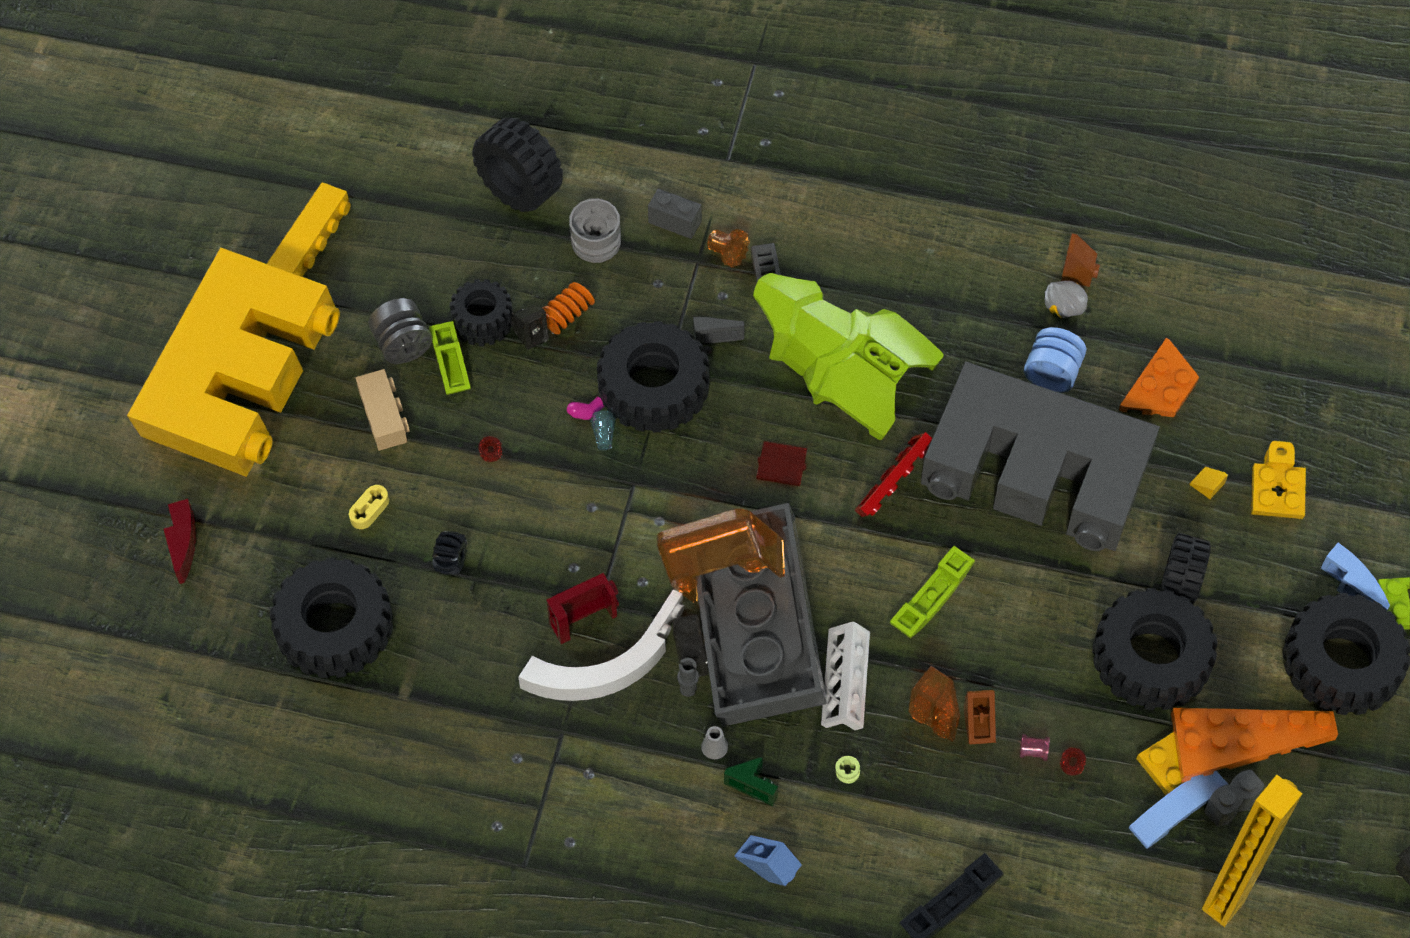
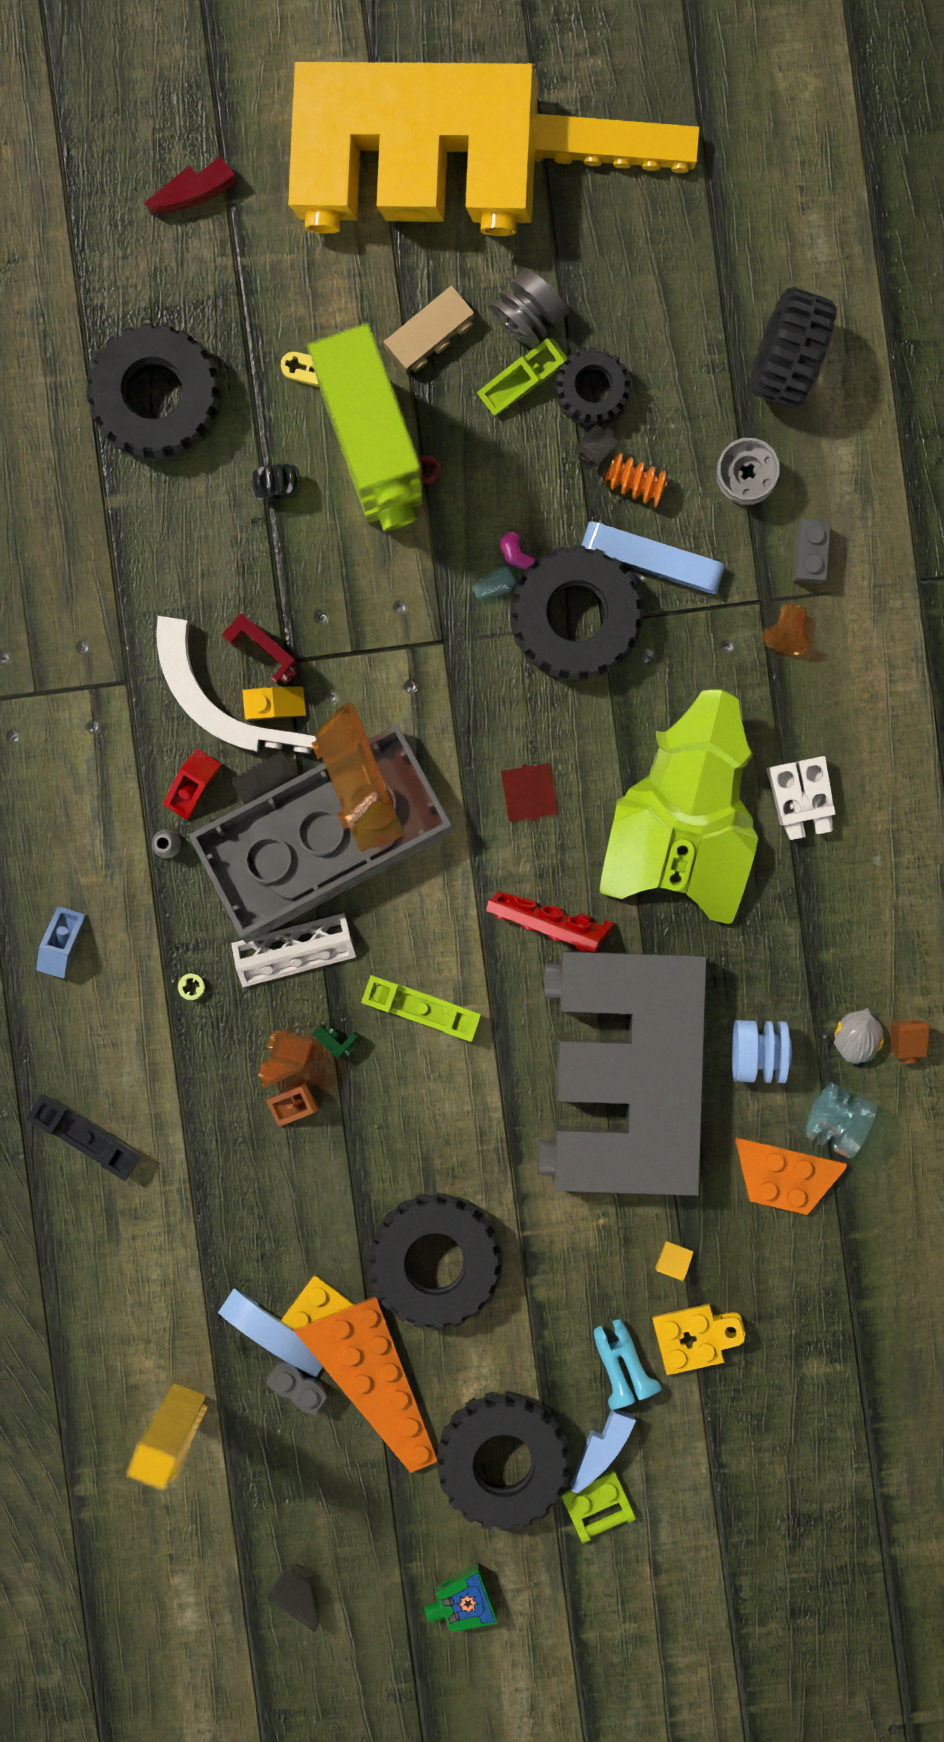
camera: 70 degrees right, 30 degrees up
(444, 429) = (368, 426): none -> lime brick
(629, 622) = (273, 703): none -> yellow slope
(640, 307) = (655, 557): none -> light blue beam
(672, 705) = (191, 783): none -> red slope
(688, 677) = (229, 790): dark grey pin -> none
(717, 330) = (667, 655): dark grey slope -> none
(745, 779) = (137, 888): dark green slope -> none
(763, 255) = (797, 672): dark grey slope -> none
(860, 275) = (806, 804): none -> white hips
(942, 663) = (330, 1038): none -> dark green bracket
(1034, 747) = (282, 1168): clear pink bush -> none
(1081, 760) = (290, 1218): clear red bush -> none
(1129, 324) = (834, 1117): none -> clear light blue wheel
(1186, 566) = (539, 1268): black tyre -> none
(1267, 543) = (624, 1348): none -> medium azure piece

